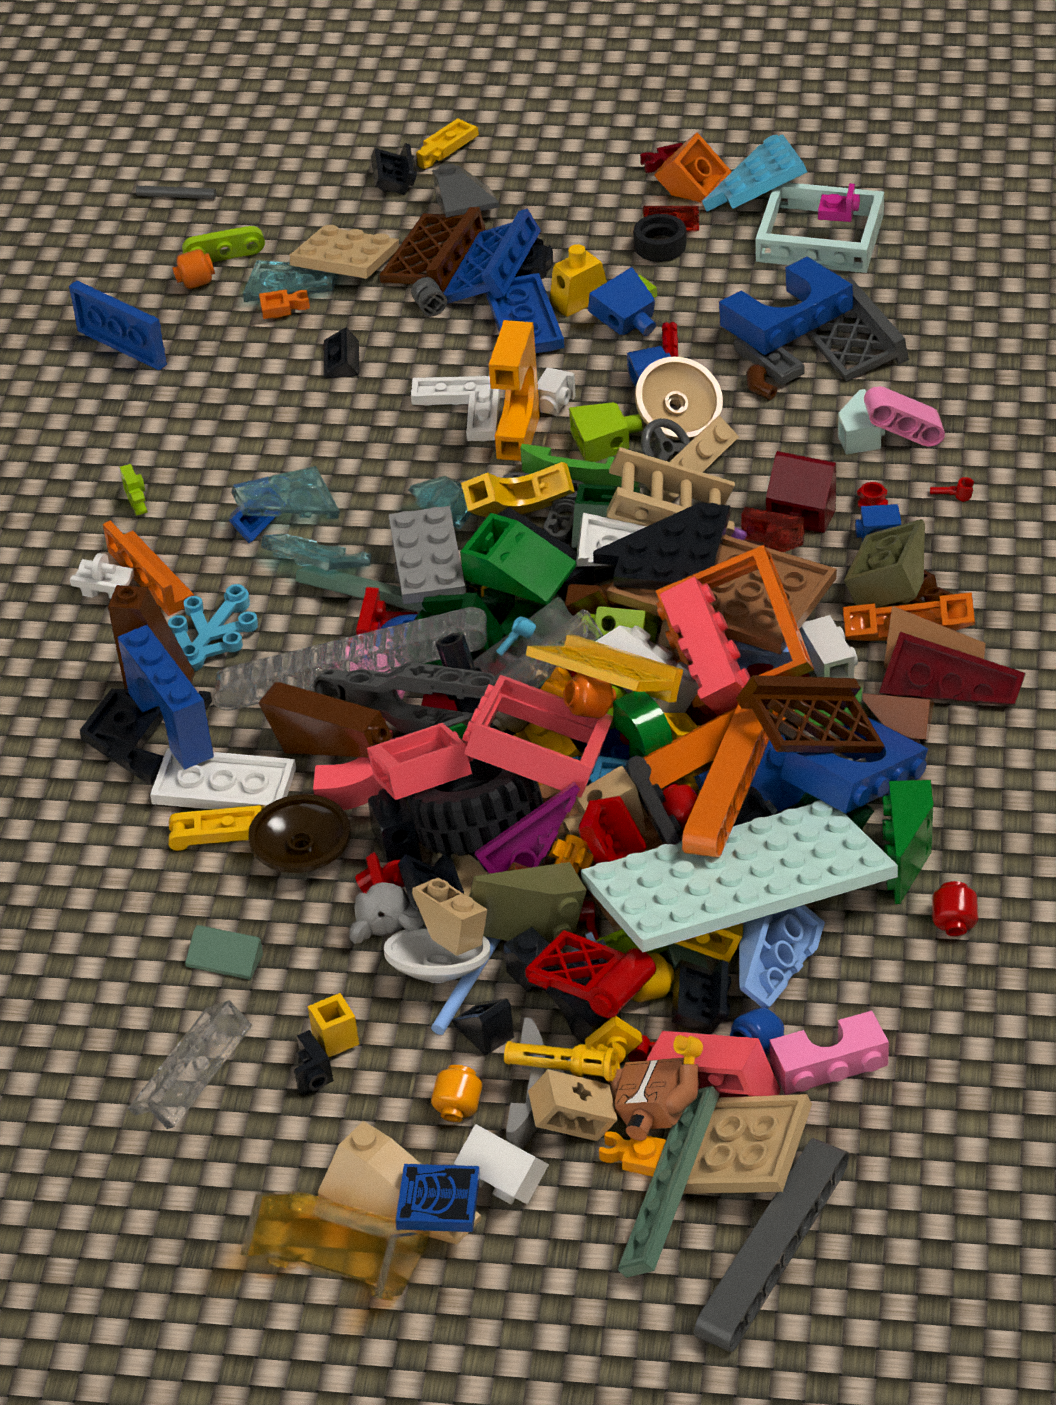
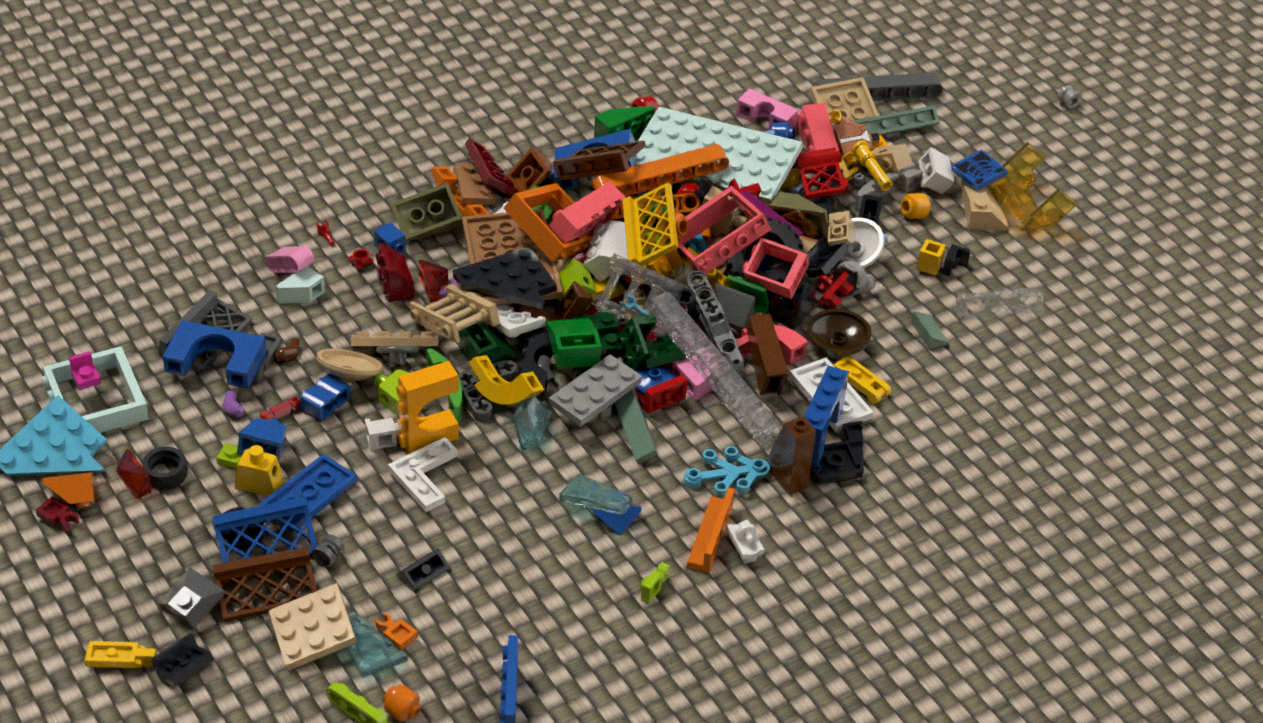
camera: 135 degrees left, 0 degrees up
(308, 553) = (628, 458): clear light blue wing -> none
(703, 310) = (231, 406): none -> medium lavender arm

